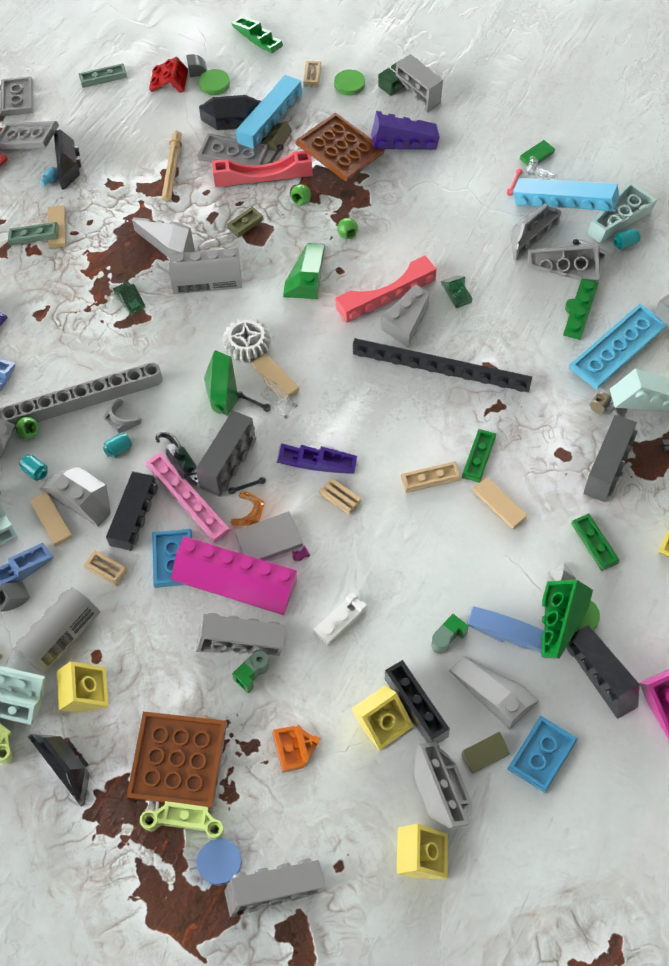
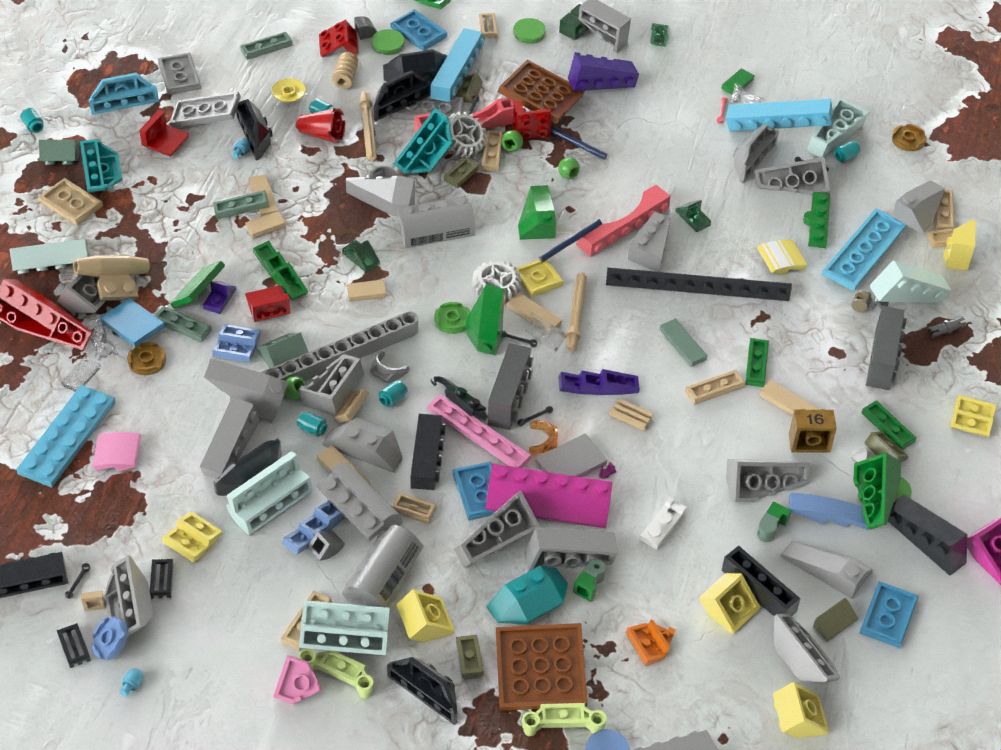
camera: 15 degrees left, 10 degrees down
(27, 386) = (282, 349): none -> sand green slope
(28, 337) = (268, 303): none -> red bracket
(49, 304) = (279, 270): none -> green slope
(50, 255) = (265, 224): none -> tan tile
(52, 556) = (358, 501): none -> light grey brick
(64, 430) = (334, 386): none -> light grey wedge
(75, 453) = (351, 406): none -> tan tile
(108, 122) = (288, 90): none -> light yellow dish
(113, 736) = (469, 656): none -> olive plate
(124, 334) = (366, 290): none -> tan tile
(129, 161) = (323, 125): none -> red cone
(133, 145) = (319, 105): none -> teal brick
(164, 107) = (345, 70): none -> tan piece
(170, 213) = (383, 171): none -> light grey helmet
(177, 605) = (503, 527): none -> light grey wedge
(189, 680) = (529, 596): none -> teal wedge
(193, 371) = (451, 317): none -> bright green tile
(205, 137) = (400, 94): none -> black wedge
(215, 192) = (427, 145): none -> teal wedge
(246, 72) = (419, 30): none -> dark azure tile
(265, 177) = (463, 139): none -> white gear
(280, 203) = (492, 151): none -> tan tile
(289, 339) = (539, 278): none -> light yellow tile
(305, 404) = (573, 334): none -> tan axle
(322, 179) = (531, 123): none -> red bracket
(326, 305) = (567, 242): none -> dark blue bar
(364, 202) = (578, 143): none -> dark blue bar
(411, 425) = (683, 342): none -> sand green tile
(447, 583) = (756, 479): none -> light grey wedge
(472, 98) = (659, 34): none -> clear green slope
(512, 540) = (812, 431): none -> pearl gold brick
(533, 344) = (782, 256): none -> light yellow slope
(585, 567) = (880, 443): none -> olive slope

